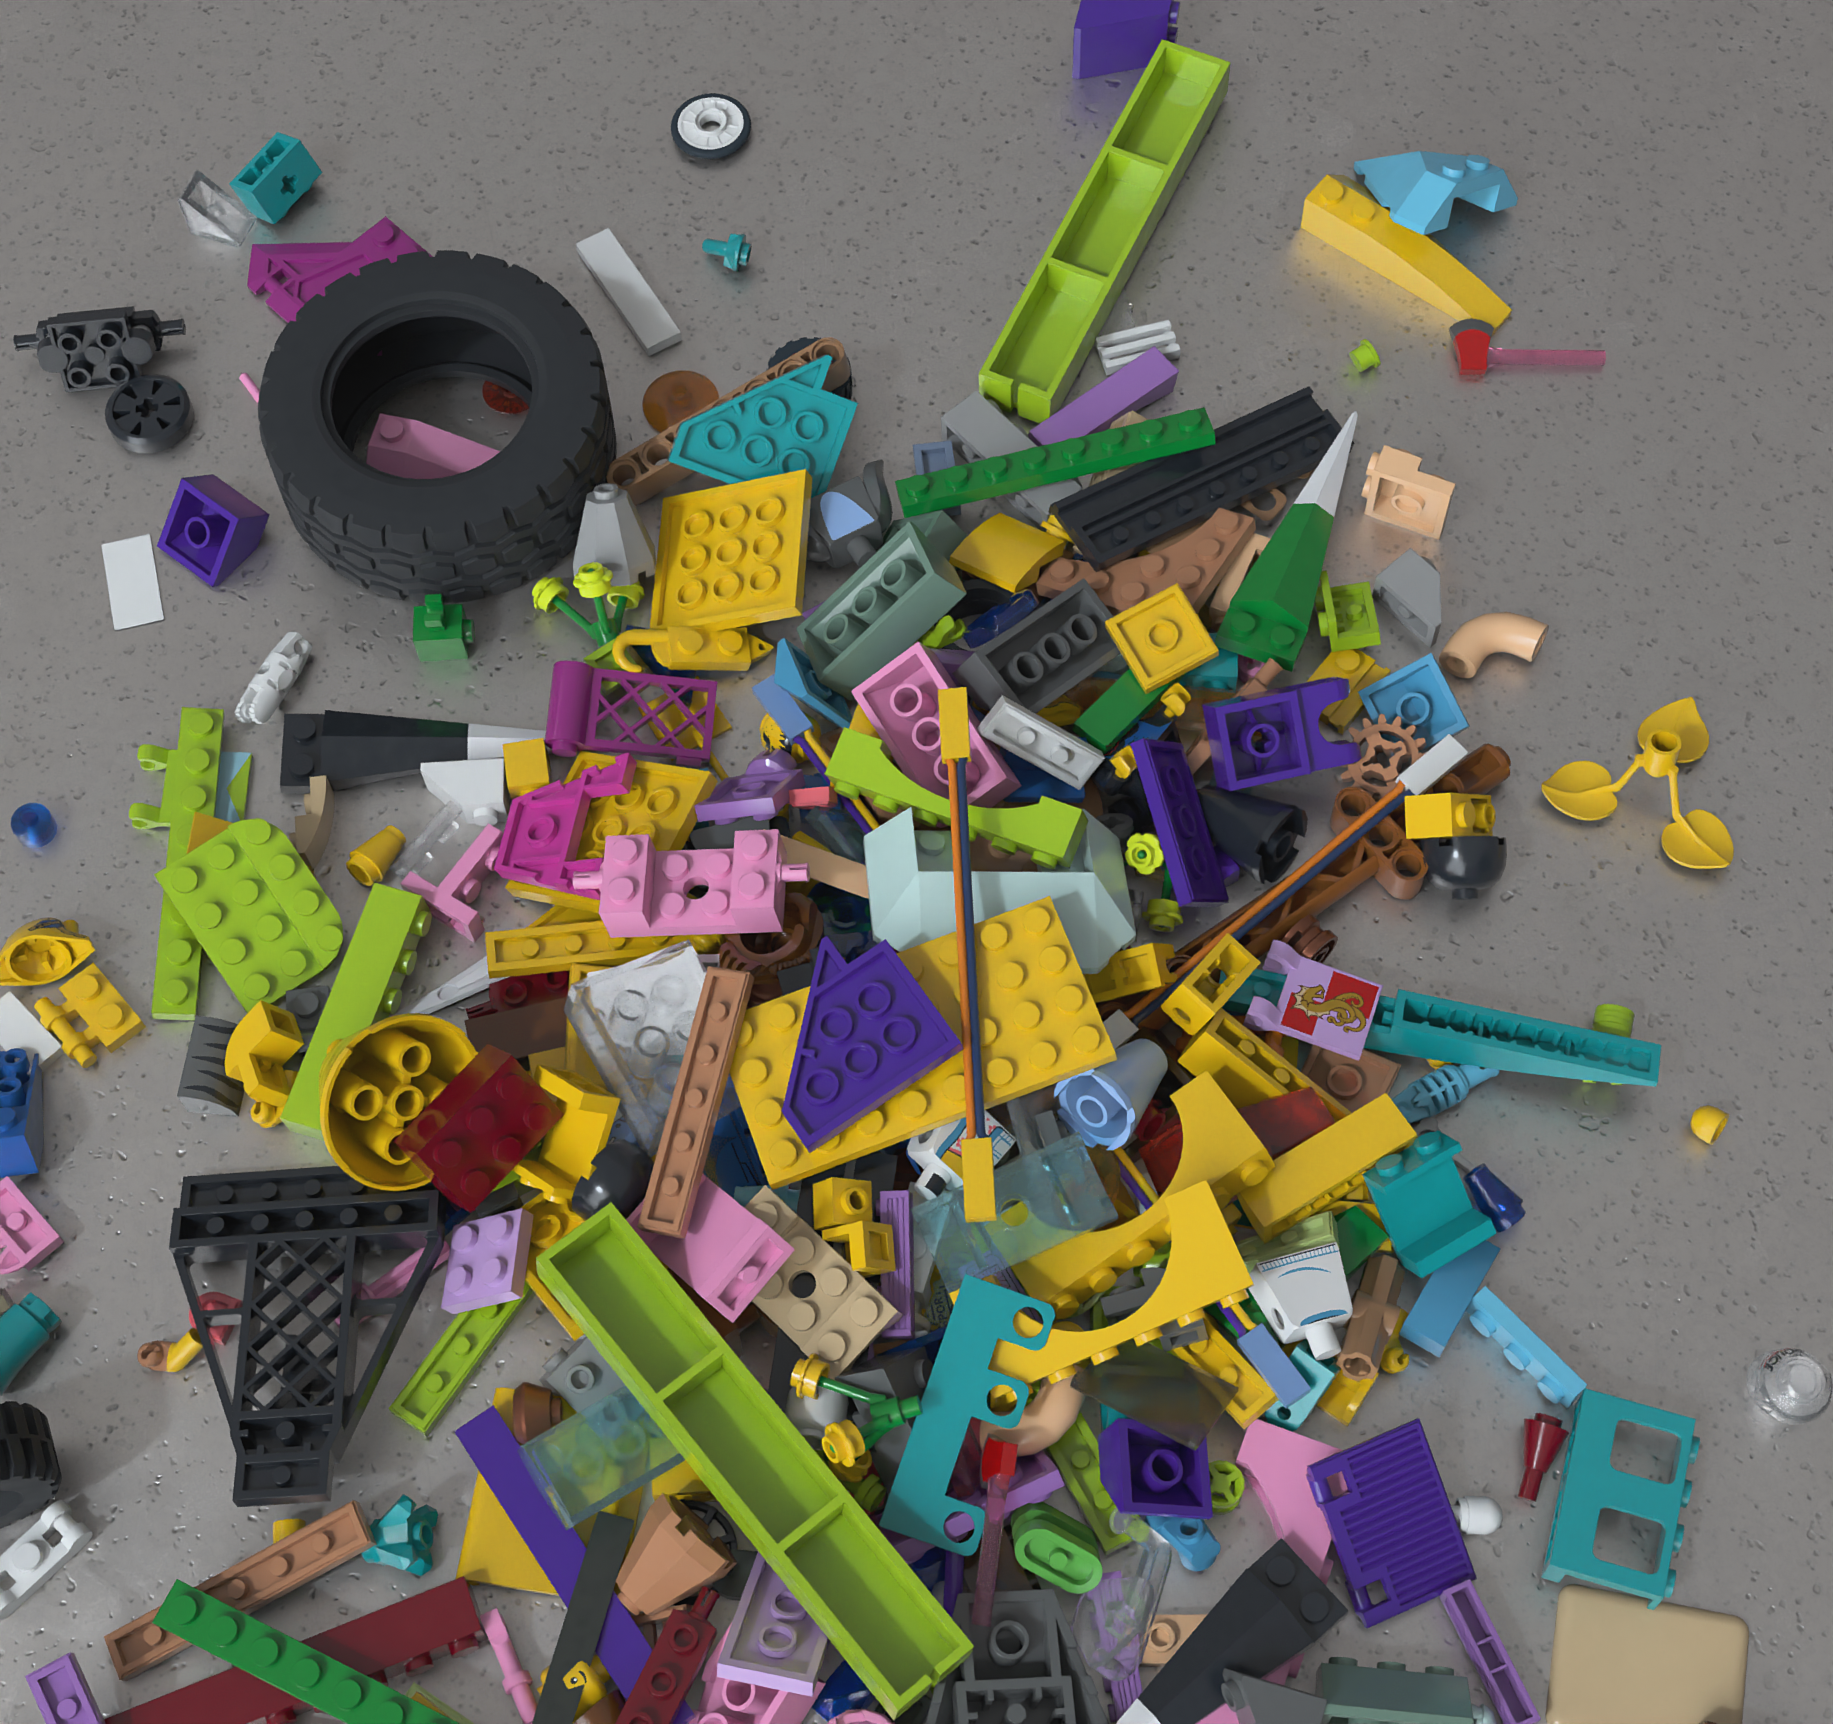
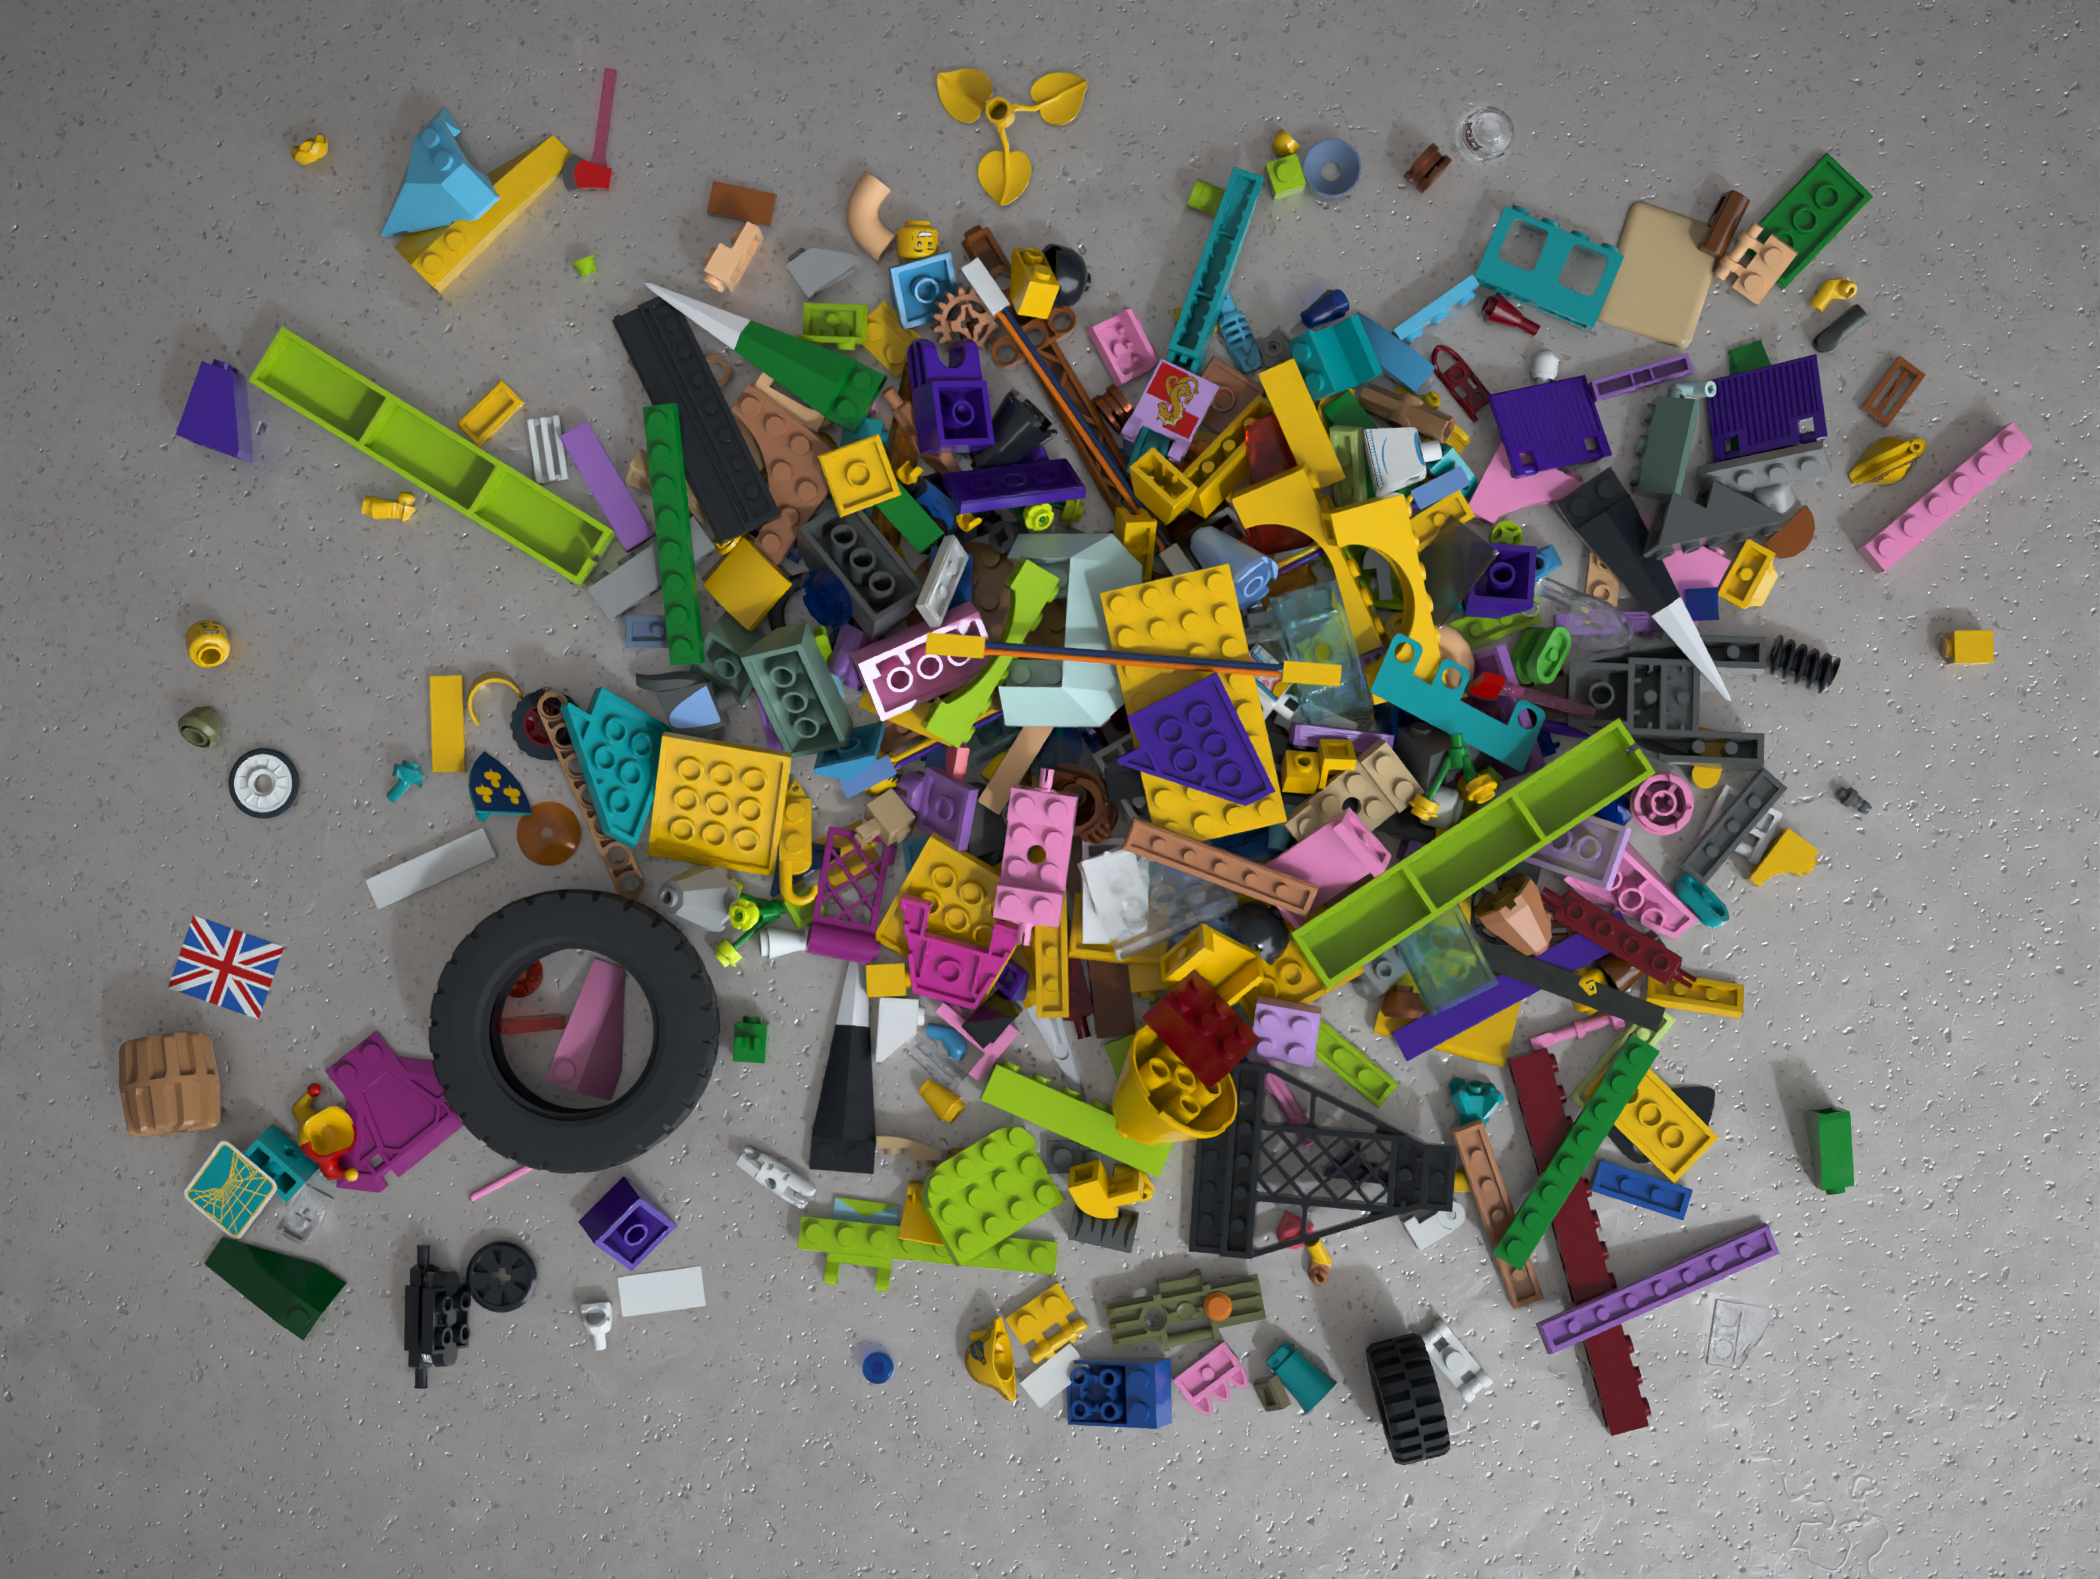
camera: 85 degrees left, 25 degrees up
(93, 514) = (597, 1321): none -> white piece
(115, 1176) = (1184, 1300): none -> olive piece
(133, 205) = (282, 1286): none -> dark green wedge
(214, 1493) = (1433, 1226): none -> white leg
(244, 139) = (230, 1190): none -> teal sticker
(309, 218) = (325, 1135): none -> yellow piece
(358, 58) = (169, 1084): none -> medium nougat wheel
(446, 860) = (951, 1038): none -> dark azure arm
(449, 395) = (530, 1023): none -> clear red tile
(486, 893) = (991, 1018): none -> black slope
(500, 120) = (225, 967): none -> sticker
(535, 914) = (1013, 981): none -> dark purple slope
(566, 641) = (777, 942): none -> white cone
(725, 332) = (495, 789): none -> dark blue shield
(731, 742) = (886, 818): none -> tan brick
(768, 57) = (200, 727): none -> olive cone
(799, 287) = (448, 723): none -> yellow tile
(838, 303) = (485, 678): none -> yellow helmet
(861, 49) = (207, 643): none -> yellow head
(1040, 198) = (384, 508): none -> yellow arm
(1169, 287) = (490, 413): none -> yellow tile
(1389, 949) = (1124, 347): none -> bright pink bracket
(1436, 82) = (310, 150): none -> yellow plate
(1438, 1392) = (1457, 376): none -> dark red piece
(1475, 508) = (741, 204): none -> dark orange tile
(1476, 693) = (917, 240): none -> yellow head
(1663, 1123) = (1284, 176): none -> lime brick
(1699, 1166) = (1335, 152): none -> sand blue piece
(1722, 1310) = (1424, 166): none -> copper wheel

